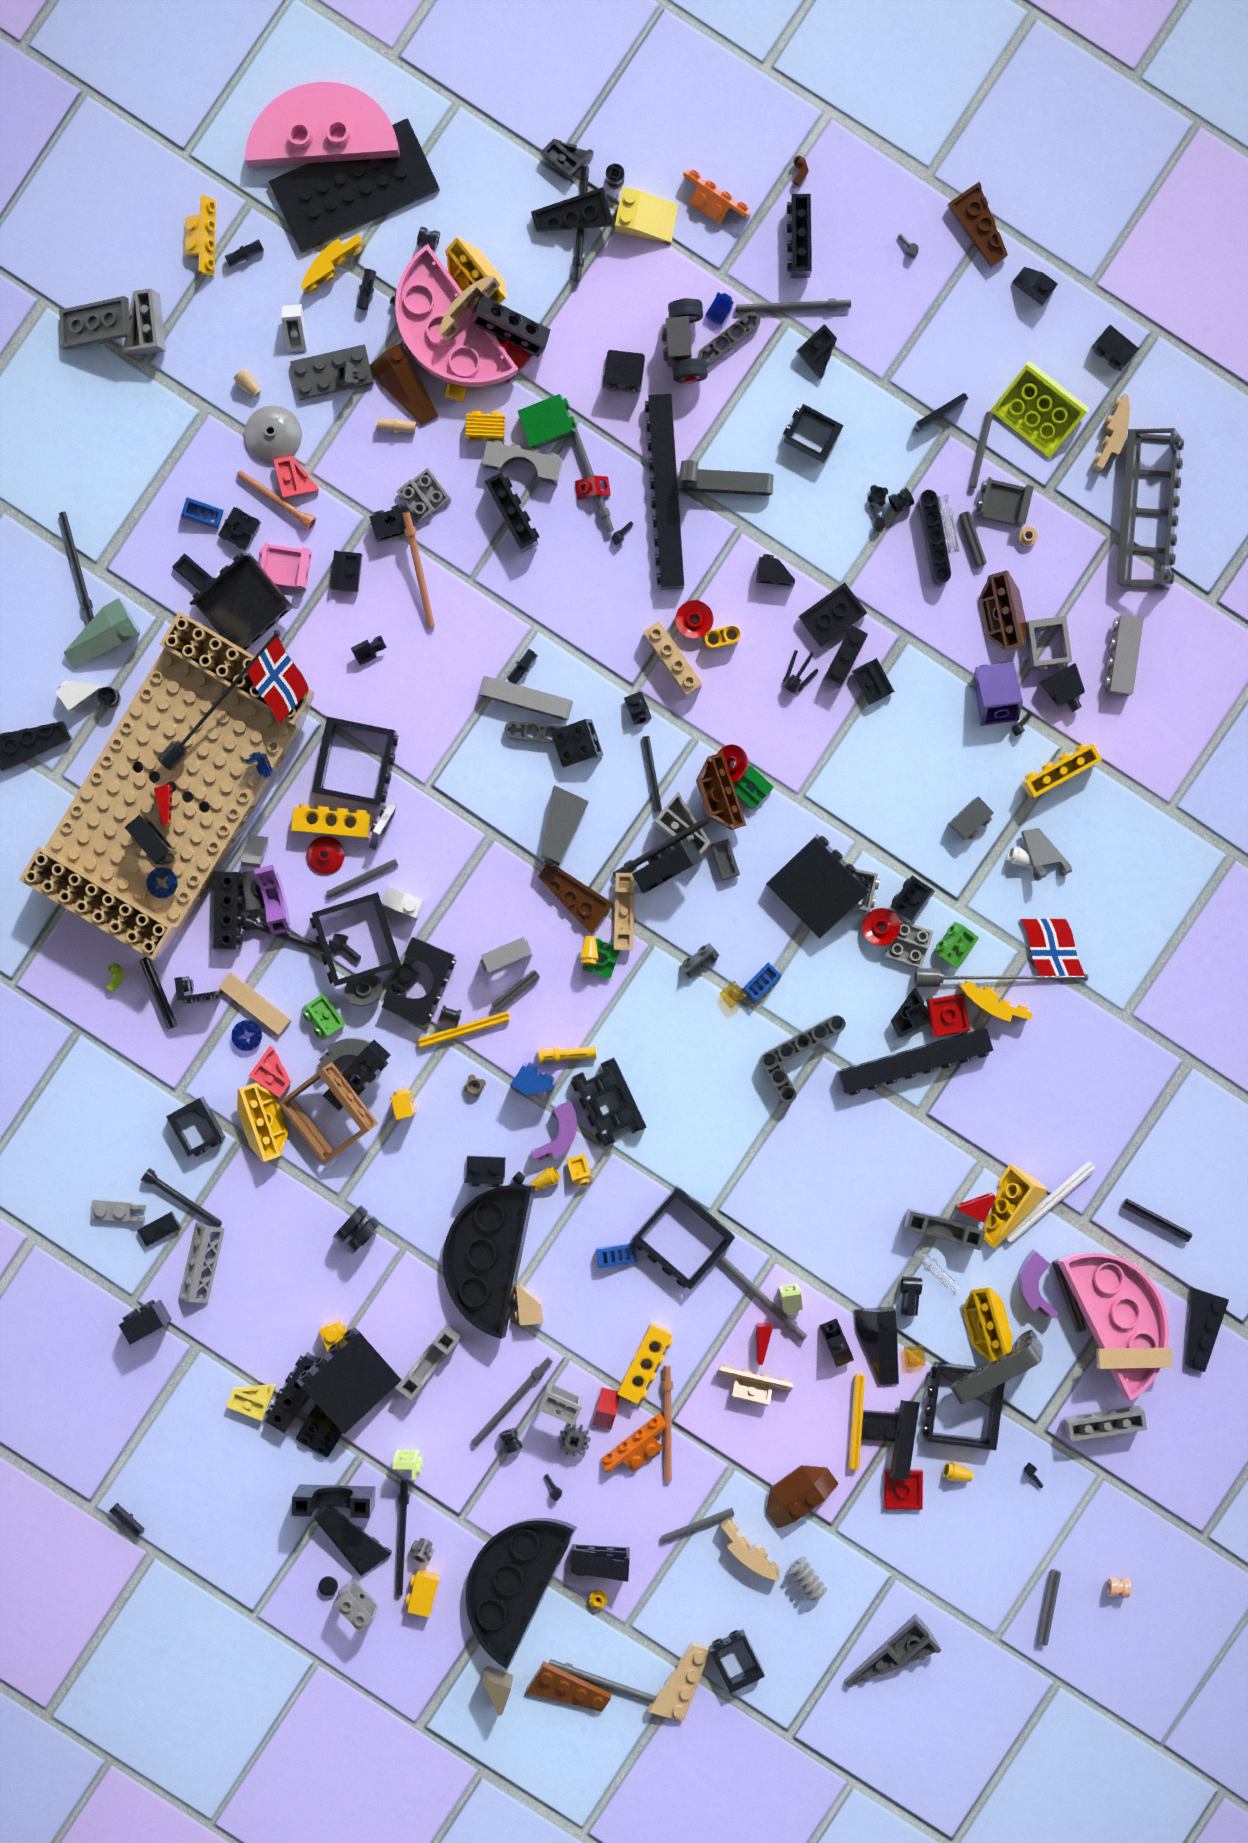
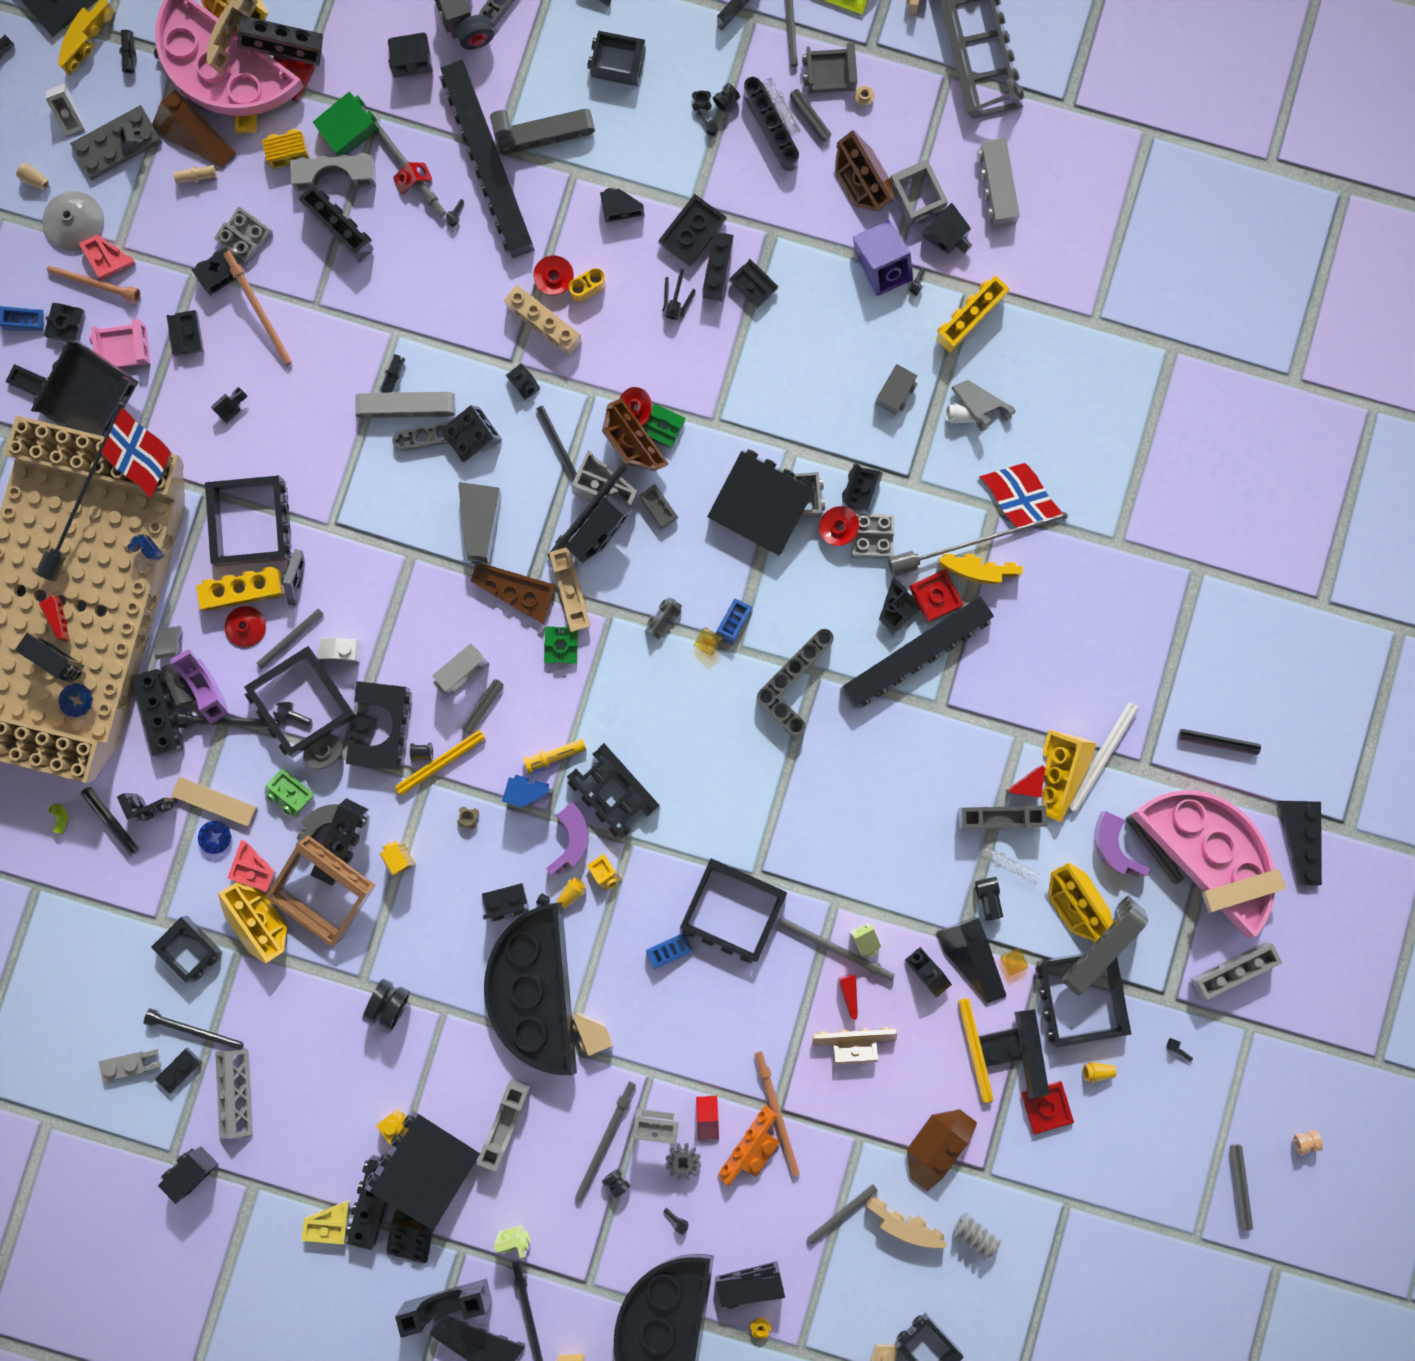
camera: 20 degrees left, 5 degrees down
(422, 1550) = (556, 1332): dark grey gear -> none
(589, 951) = (545, 641): yellow cone -> none
(653, 1334) = (723, 1088): yellow brick -> none
(906, 1645) = (1104, 1275): dark grey wedge -> none
(956, 944) = (921, 521): bright green bracket -> none

